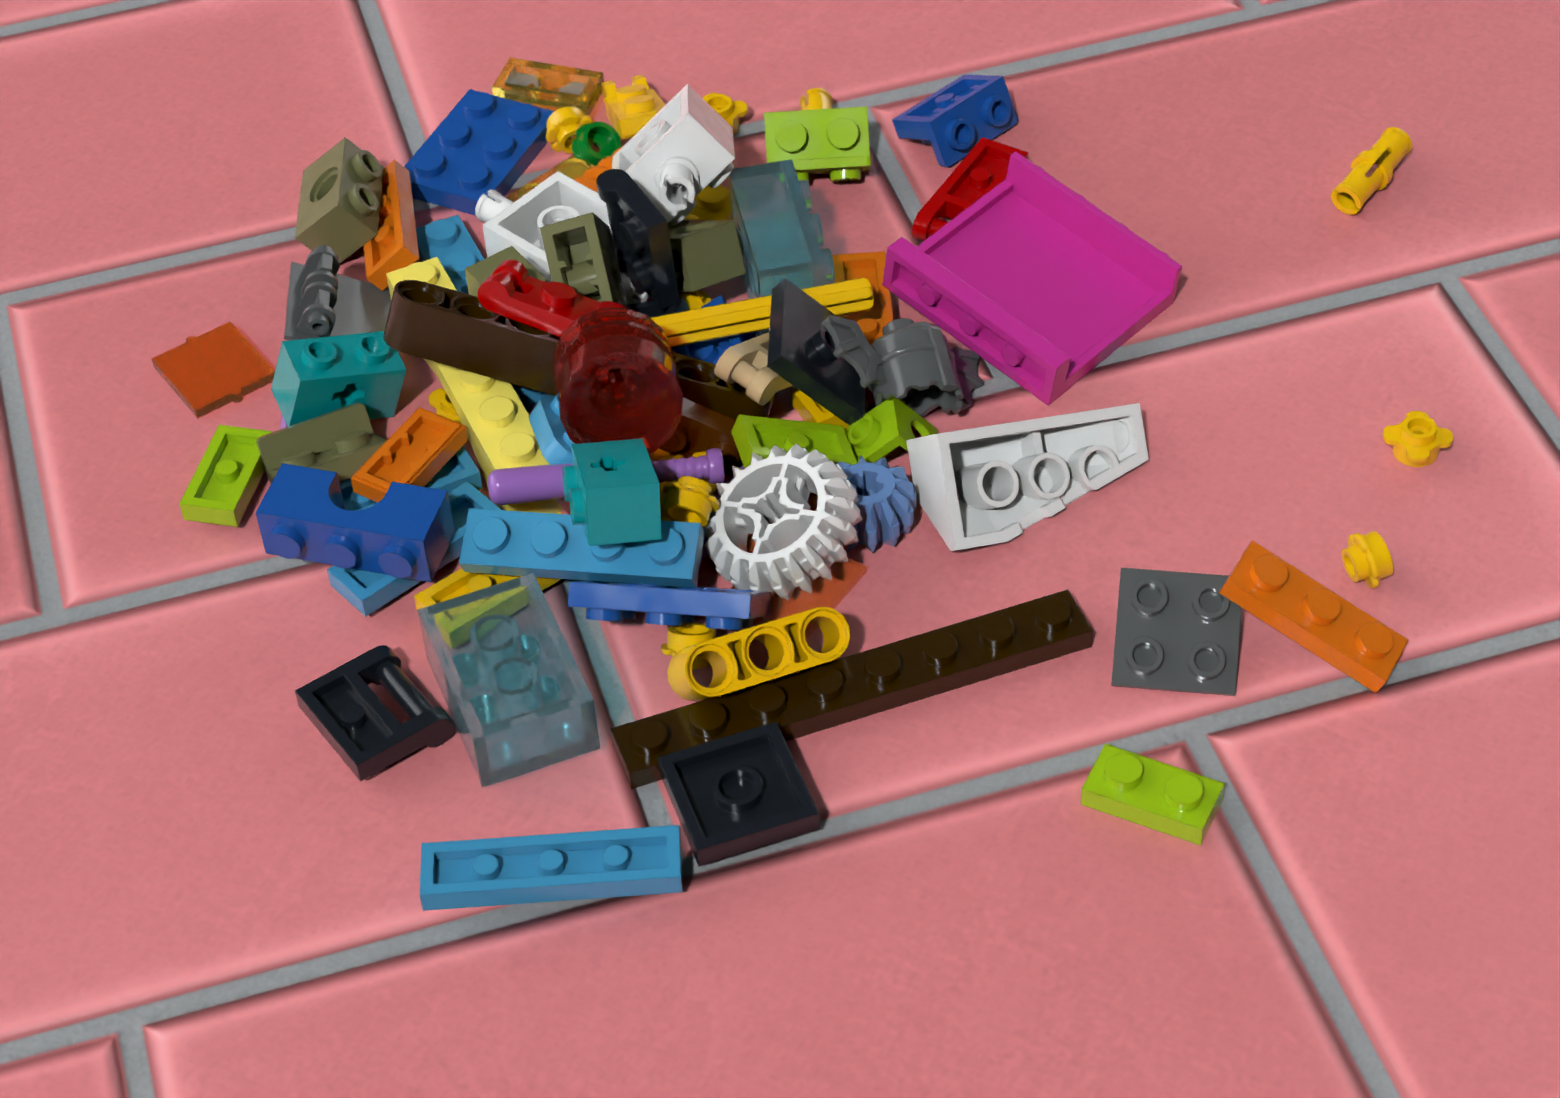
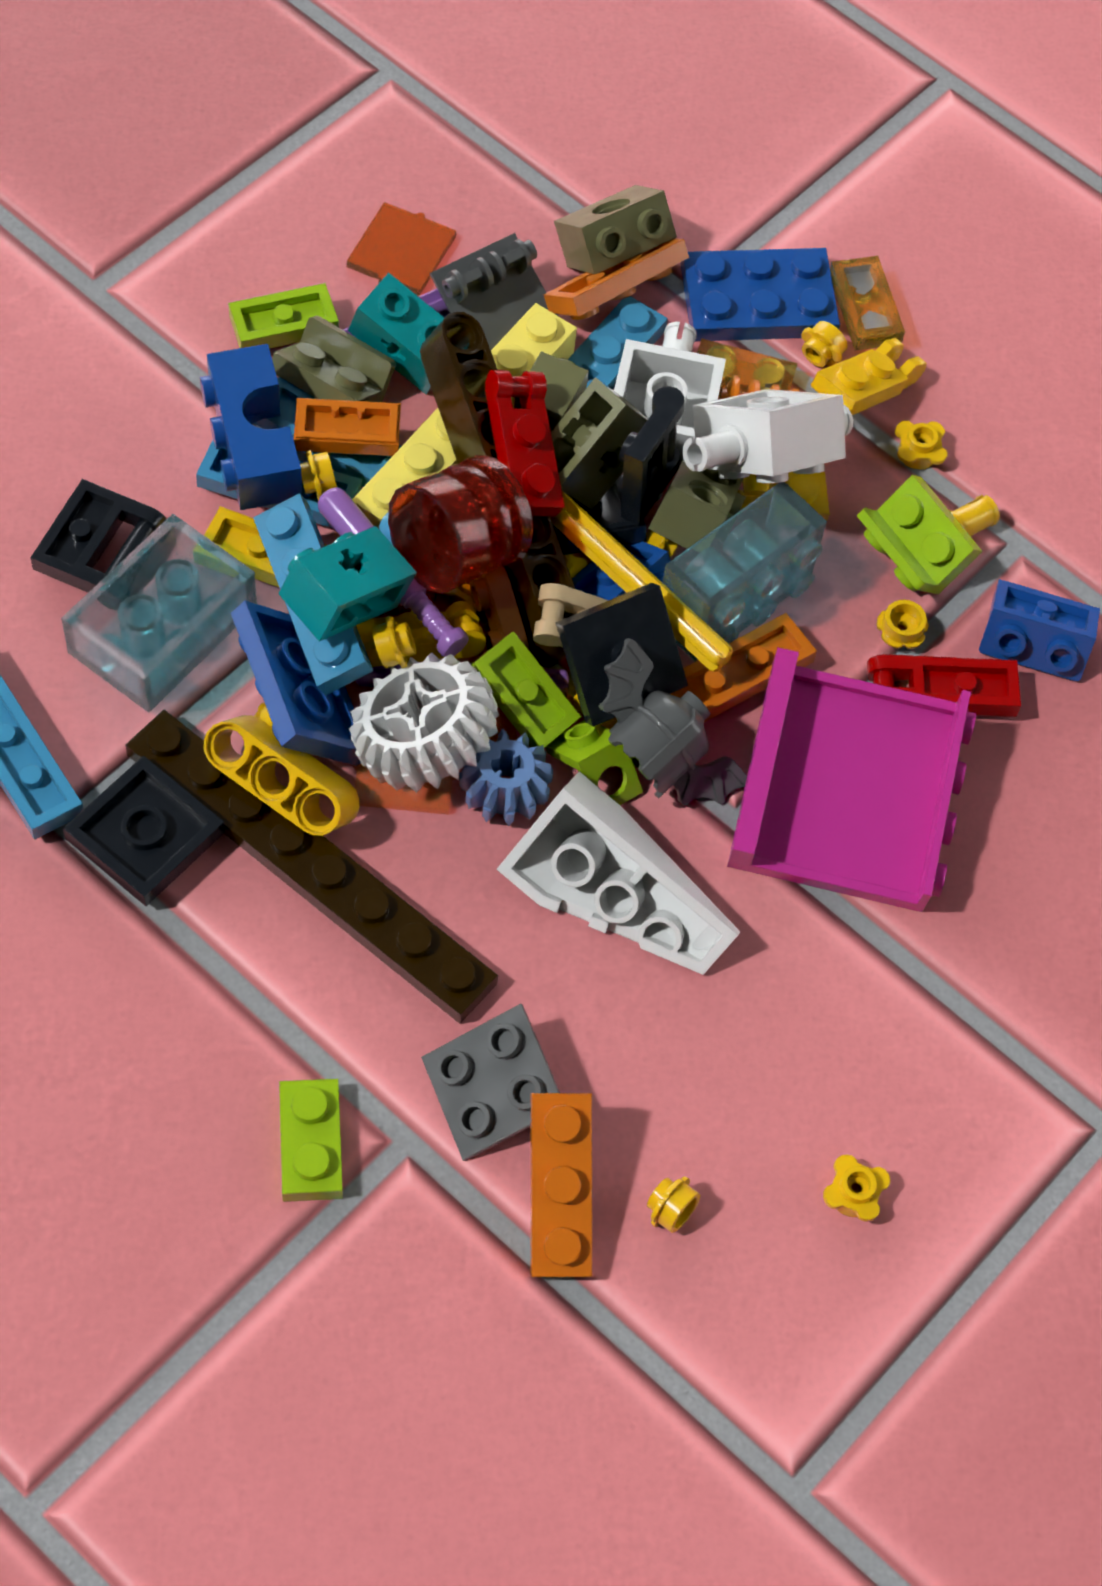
camera: 50 degrees right, 15 degrees up
(459, 491) = (317, 473): none -> yellow plate
(596, 134) = (804, 363): green plate -> none
(891, 195) = (905, 614): none -> yellow plate

